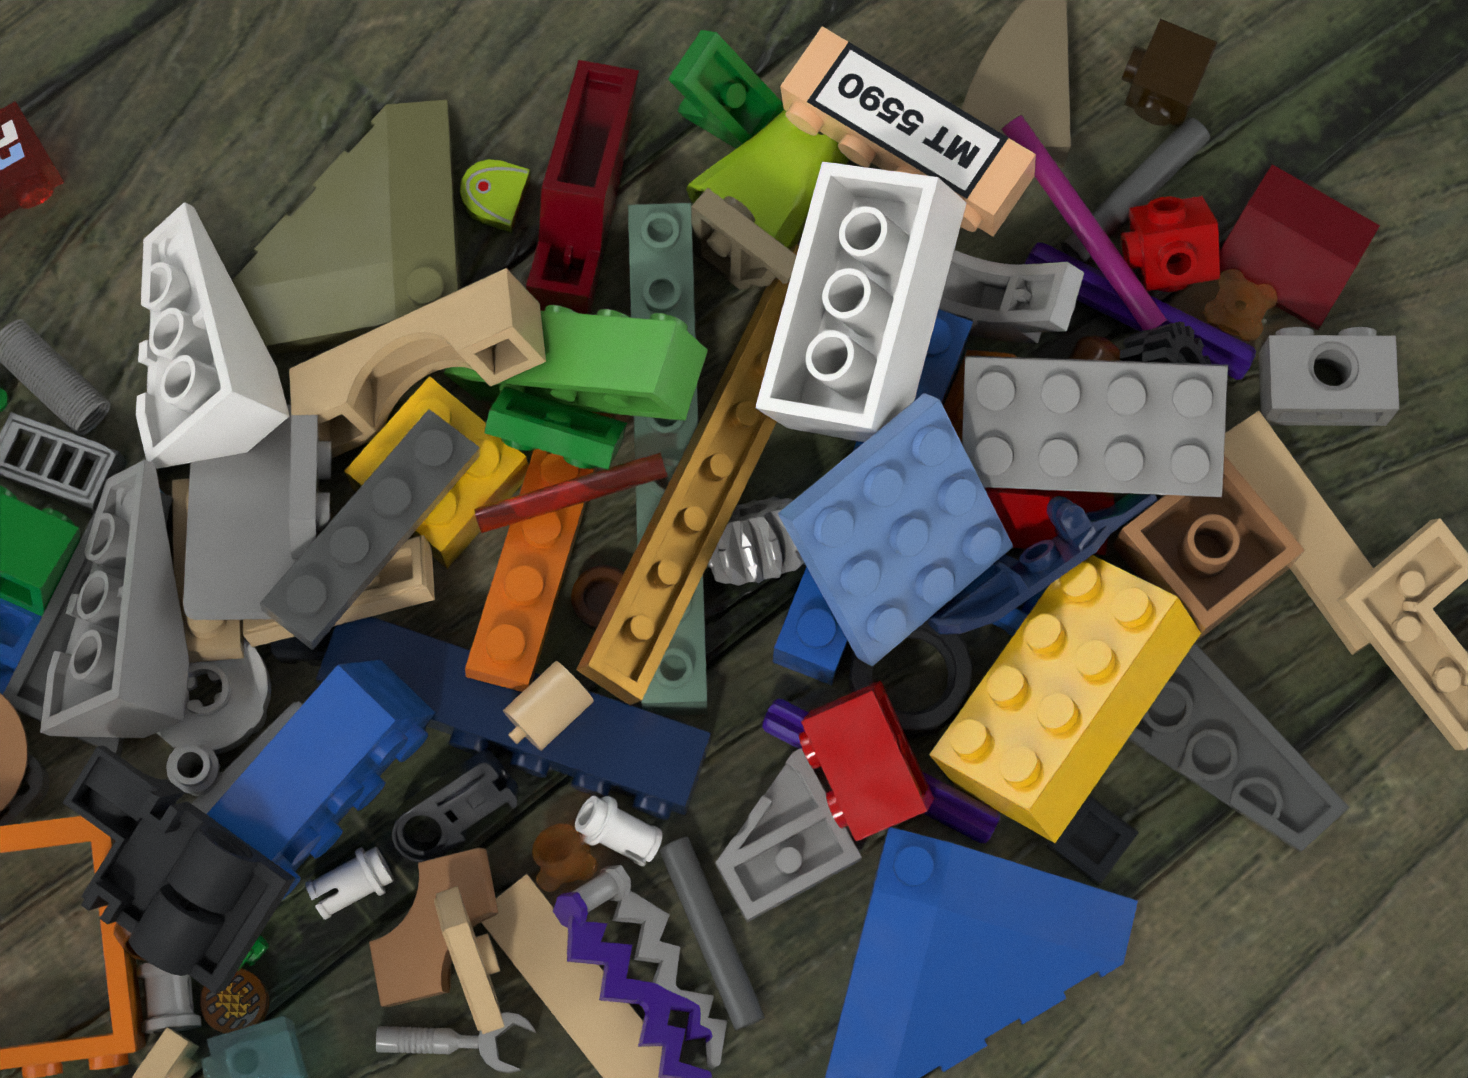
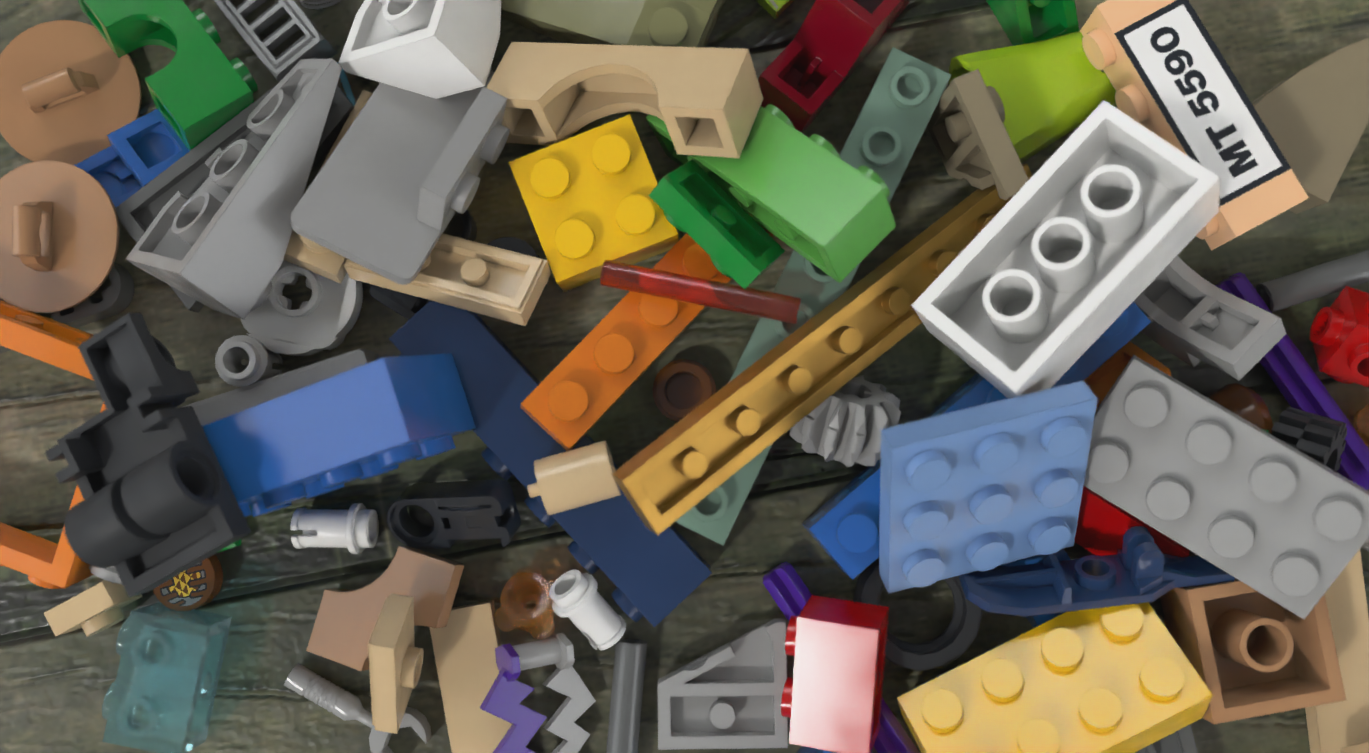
camera: 30 degrees right, 10 degrees up
(370, 529) = (496, 232): dark grey plate -> none
(1087, 228) = (1302, 297): magenta bar -> none

